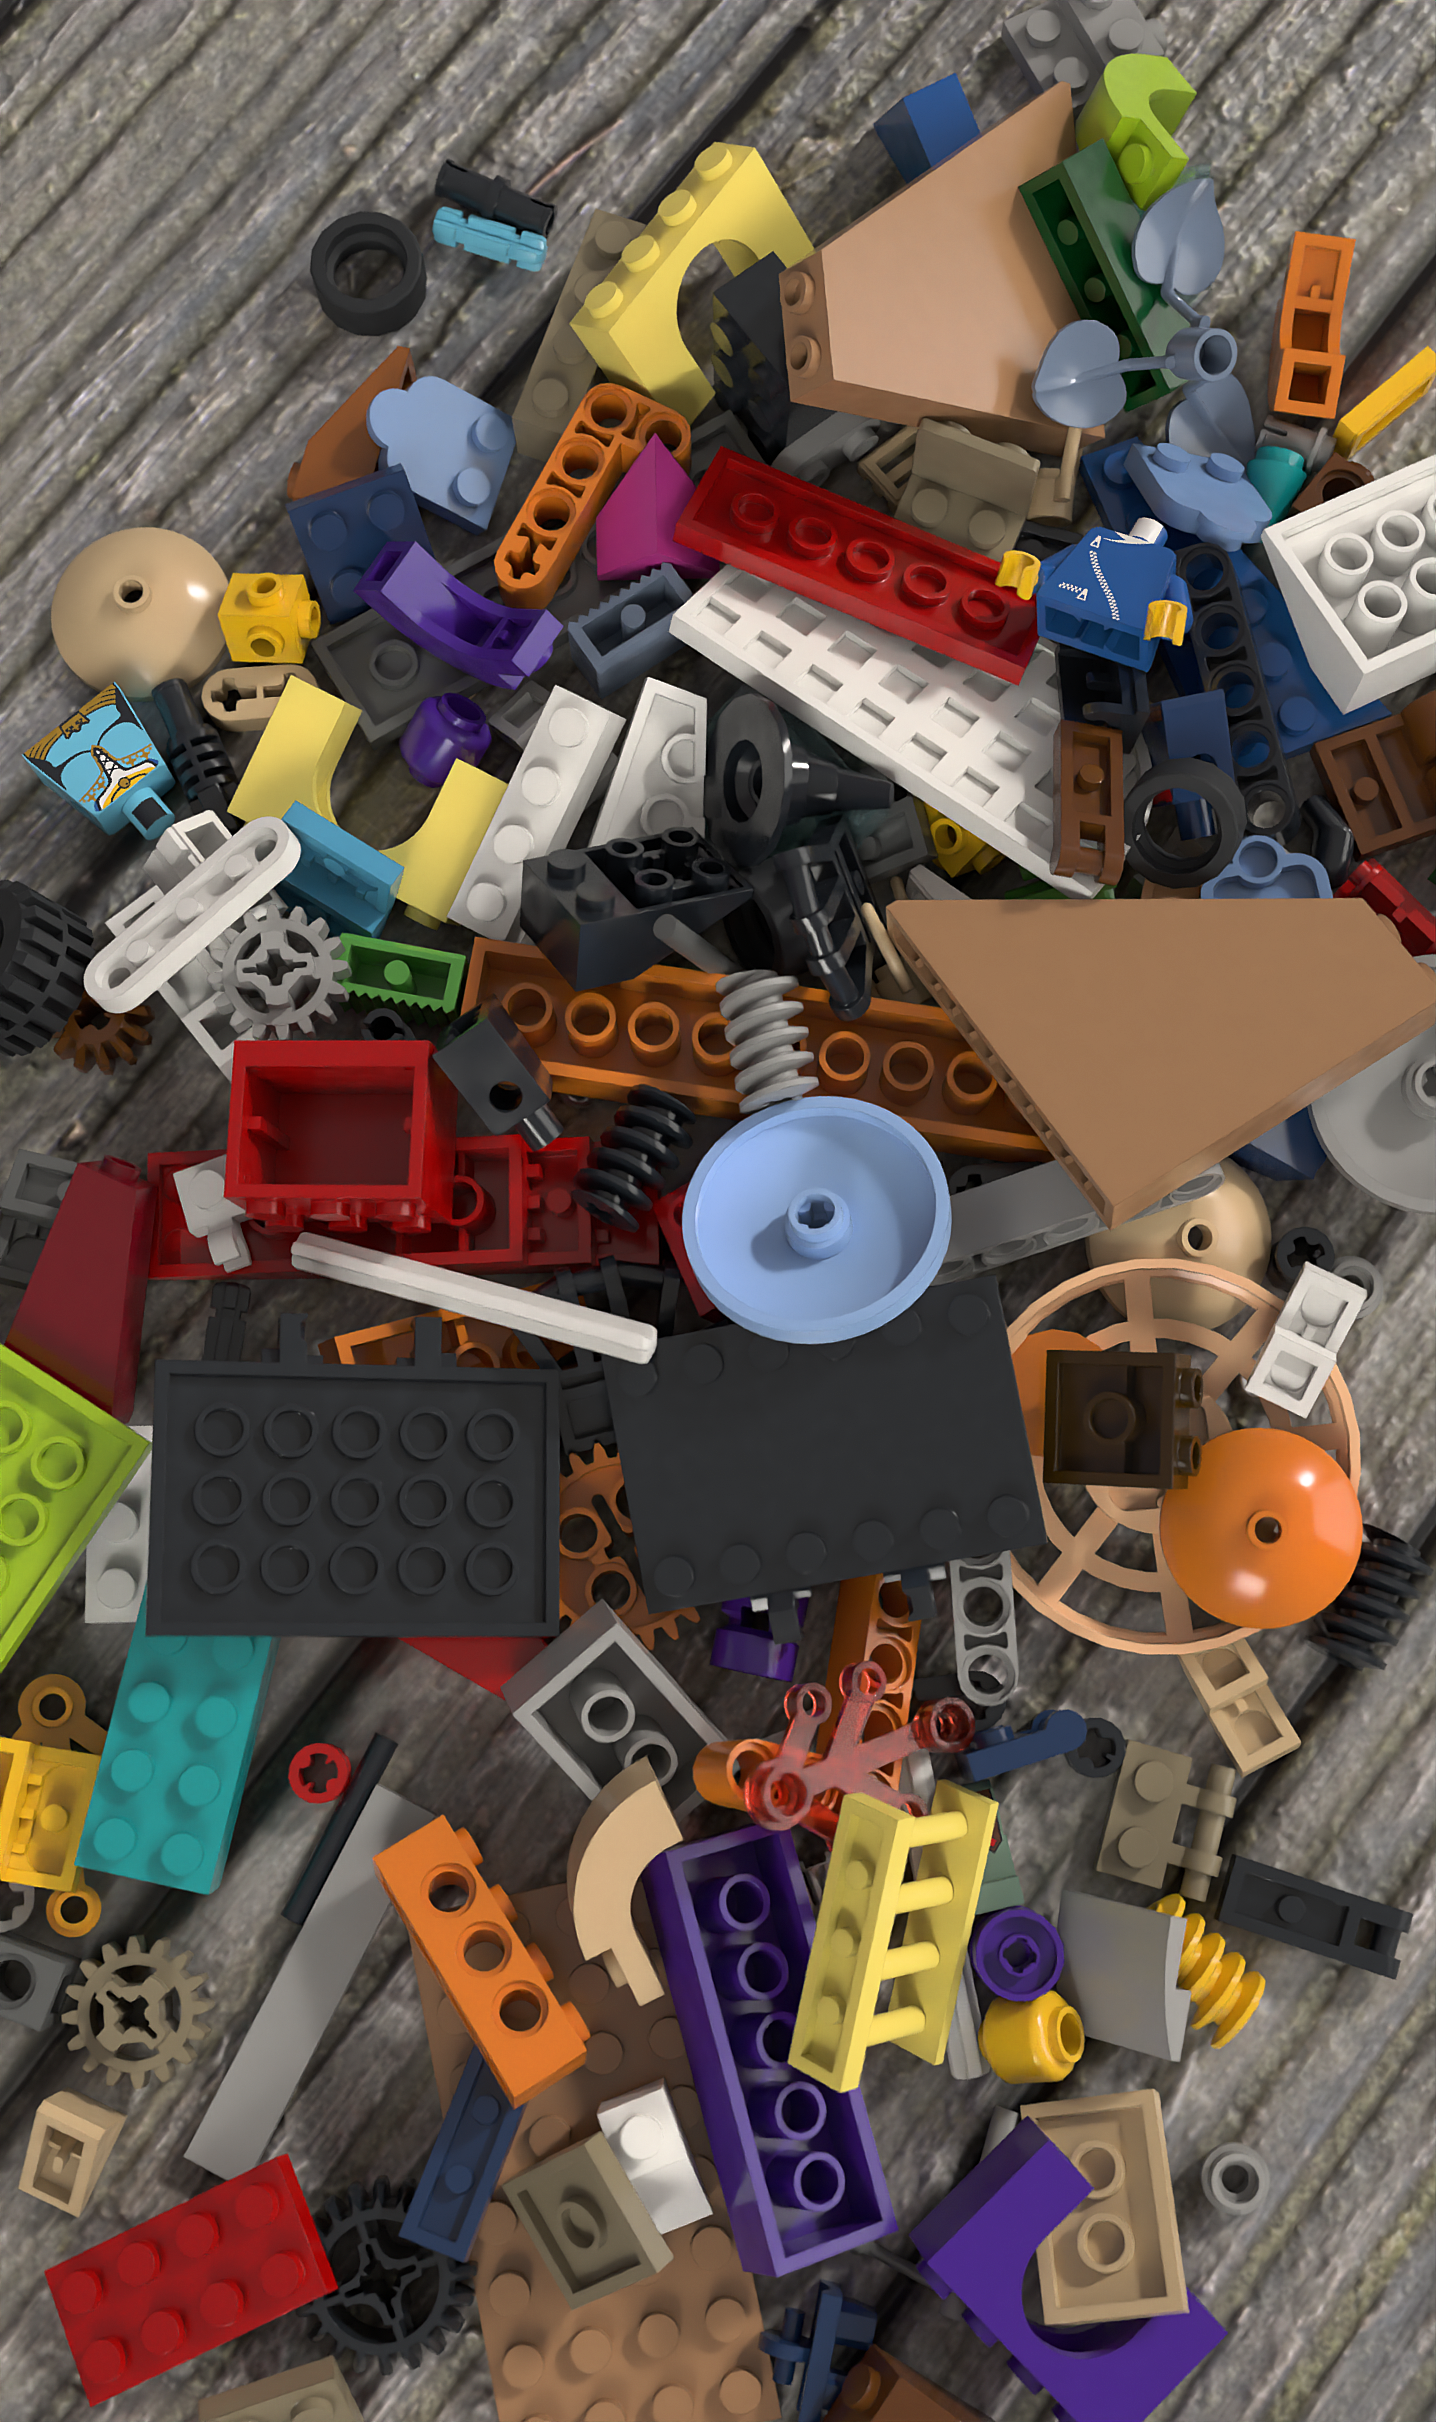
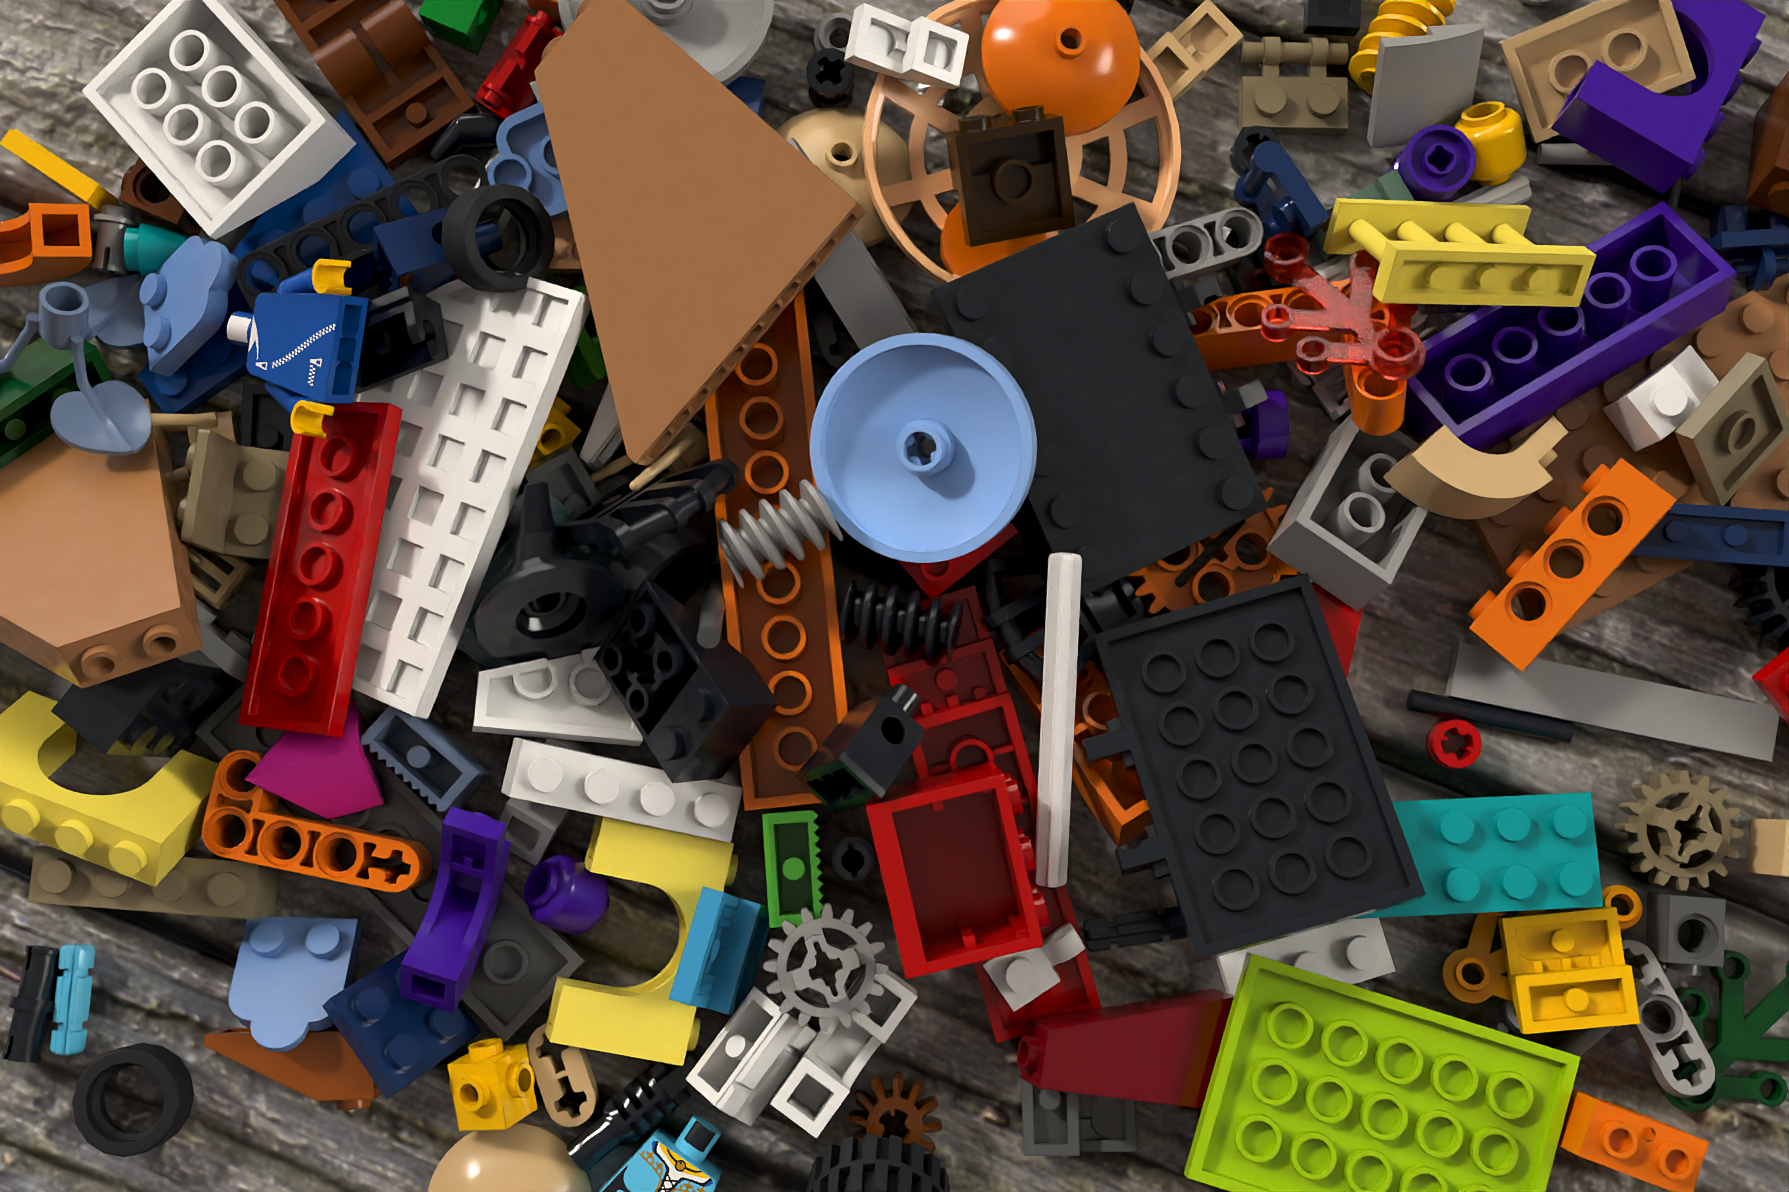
camera: 110 degrees left, 5 degrees up
(192, 914) = (795, 1058): white plate -> none
(1088, 802) = (501, 317): reddish brown plate -> none

